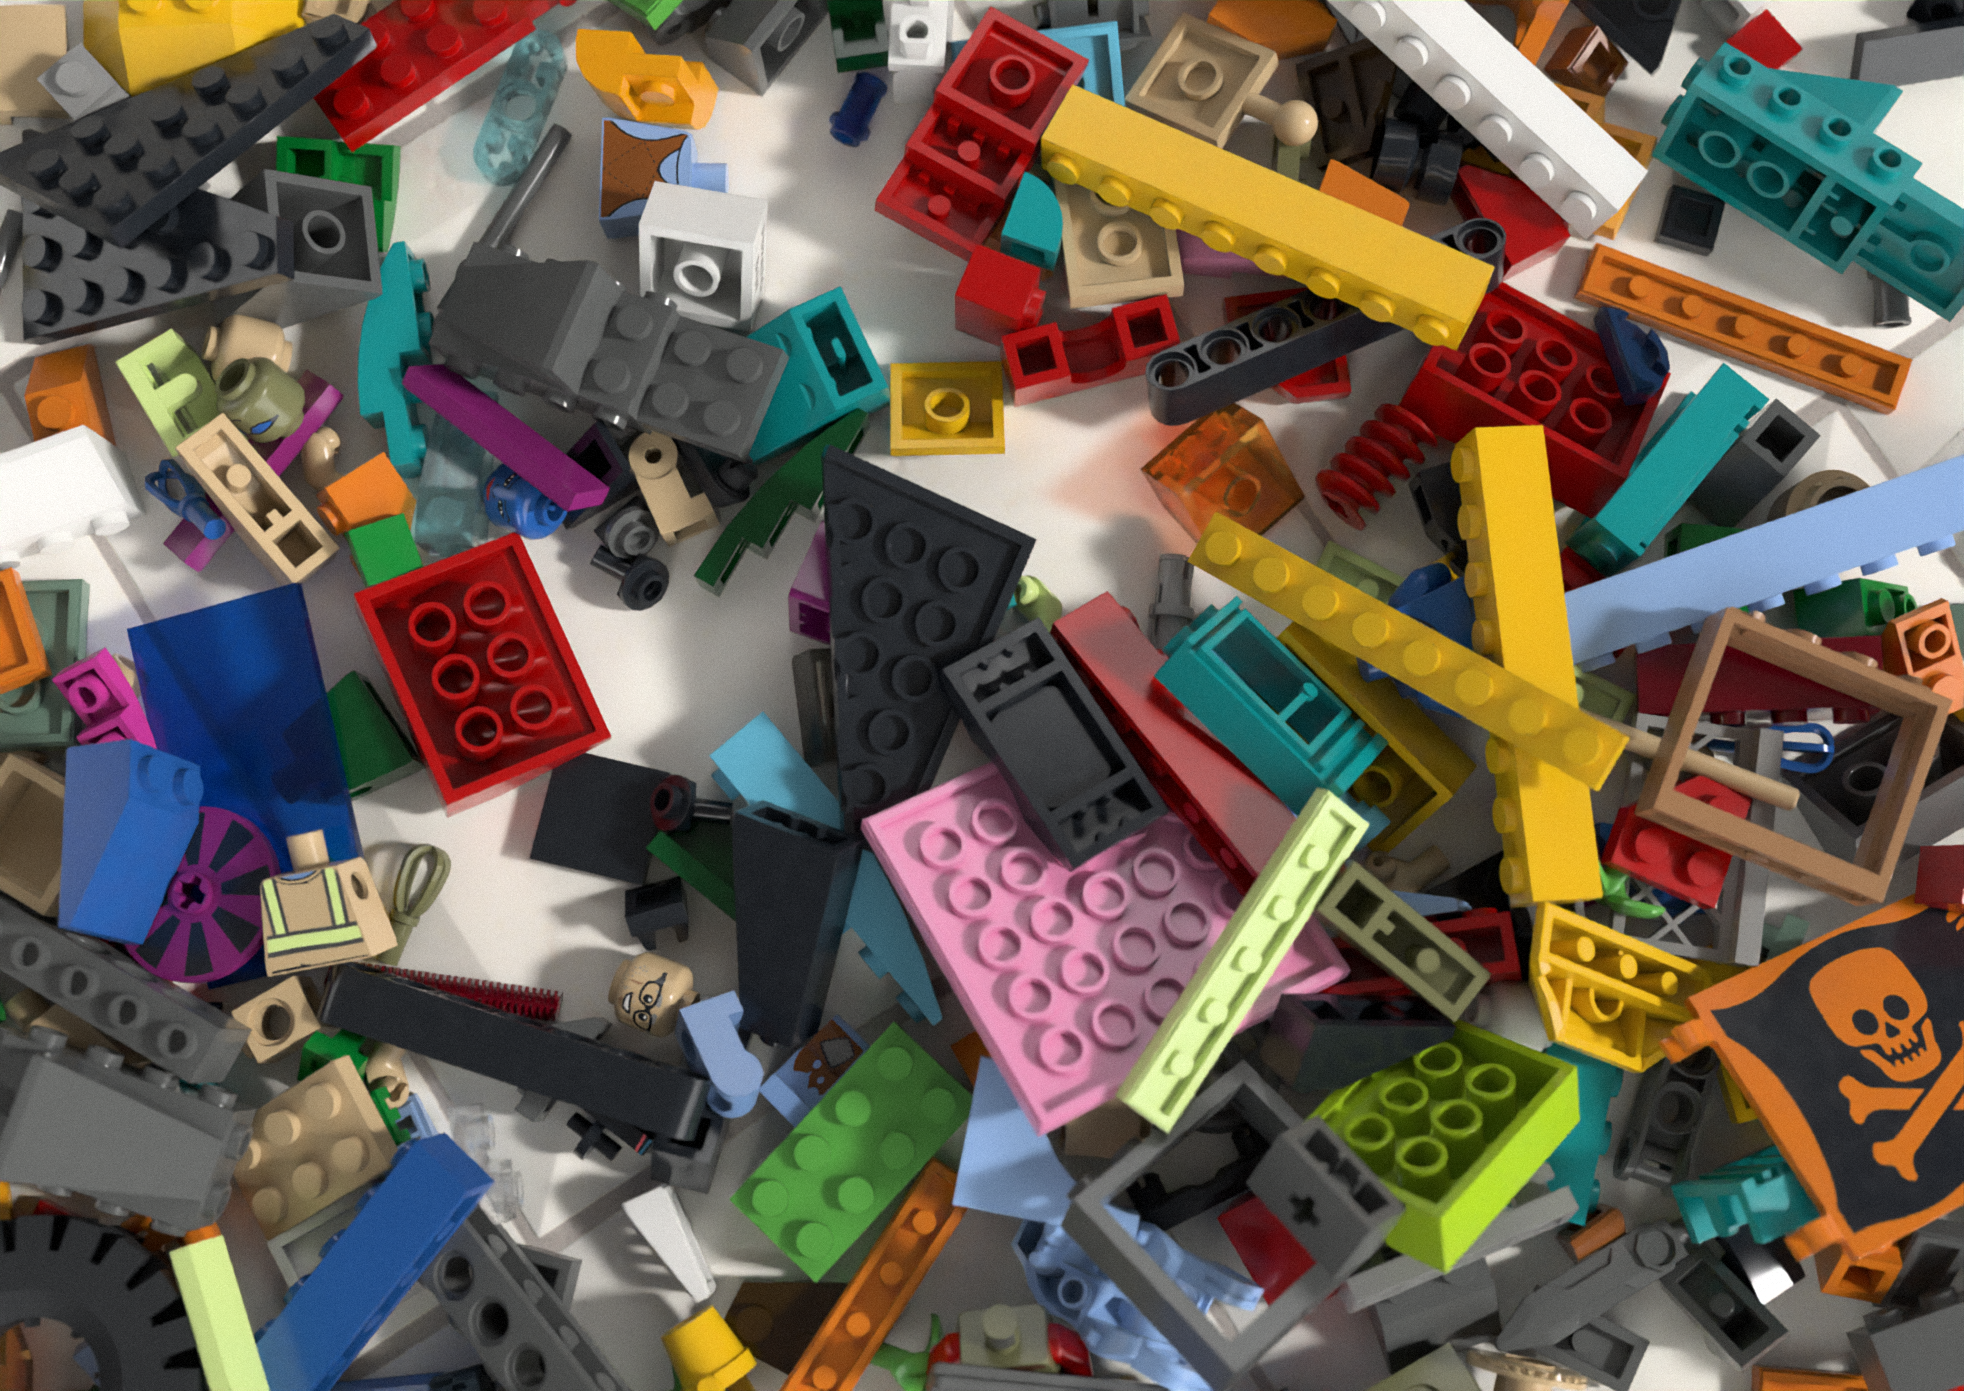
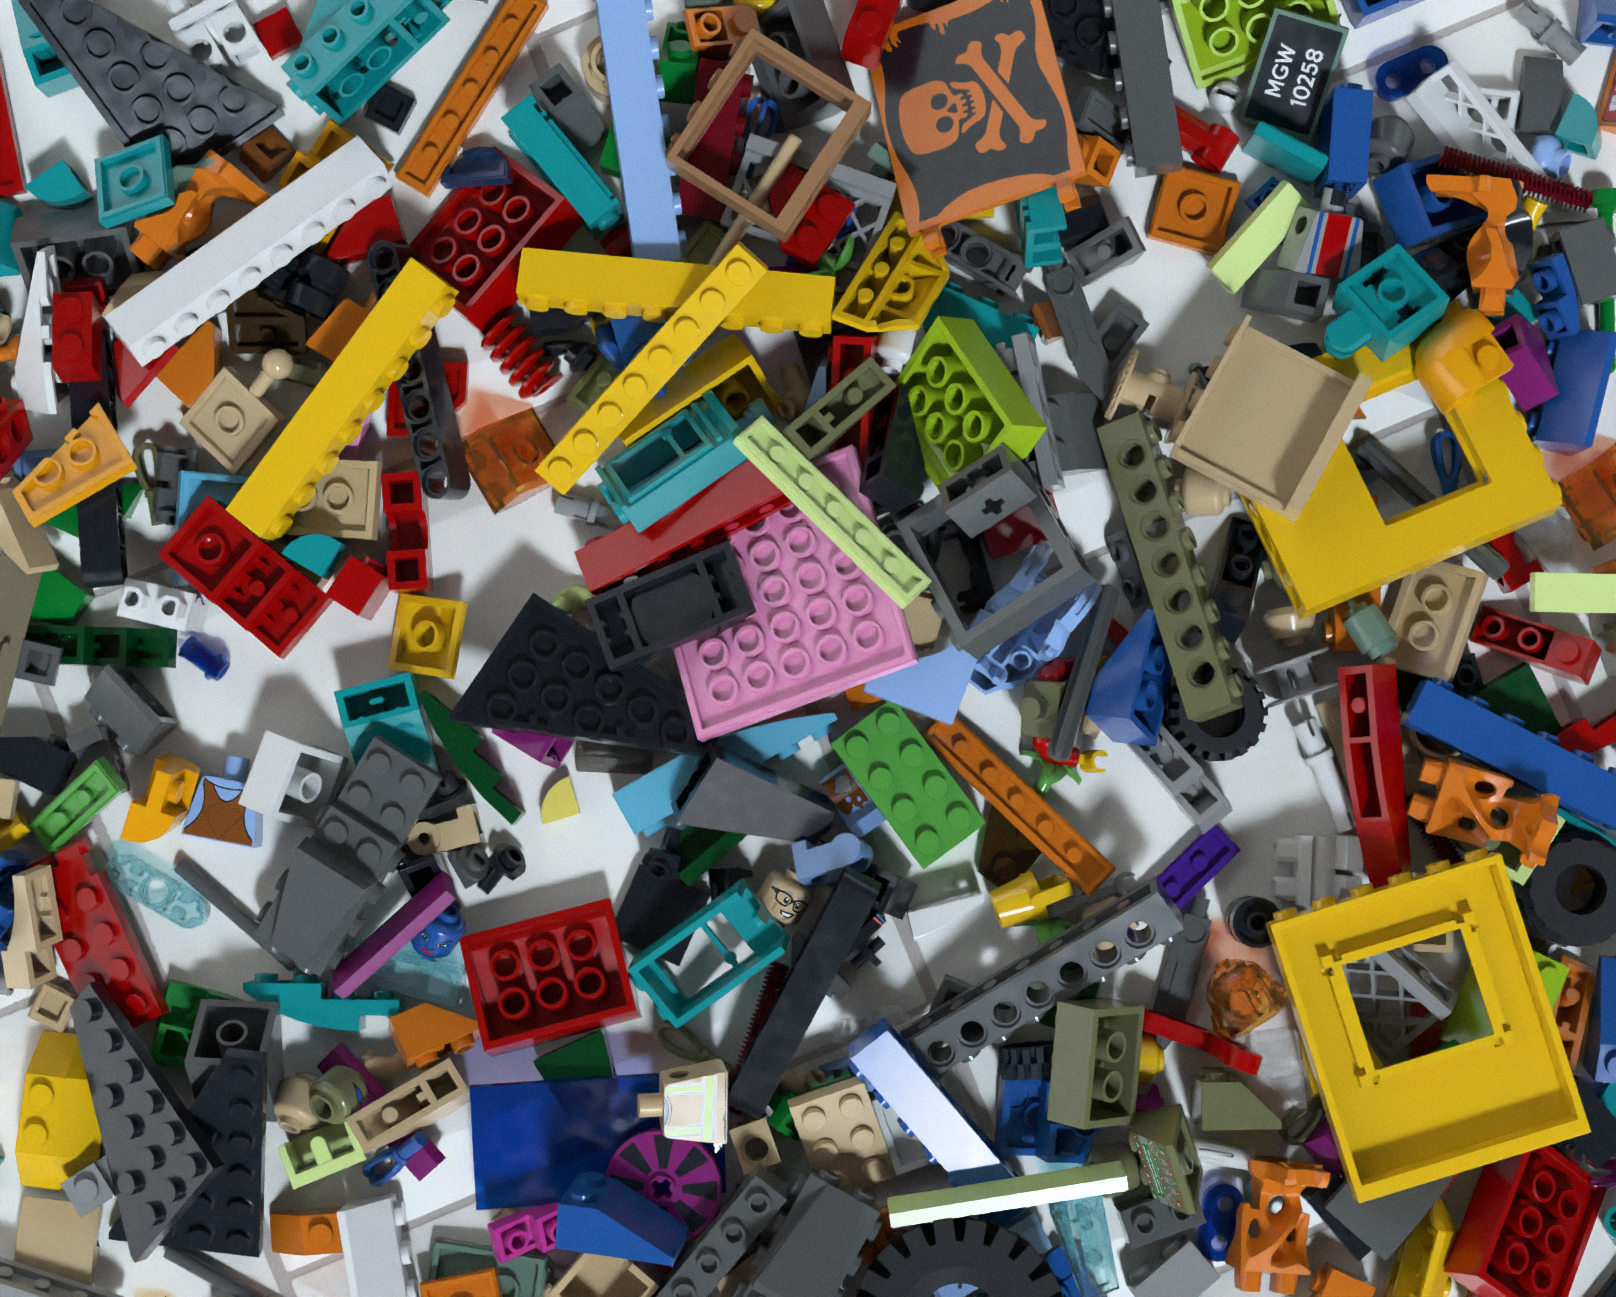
camera: 75 degrees left, 5 degrees up
(383, 550) = (457, 1027): green tile -> none
(607, 952) = (751, 922): none -> teal door
(741, 641) = (560, 802): none -> light yellow tile
(1395, 545) = (578, 355): none -> black plate

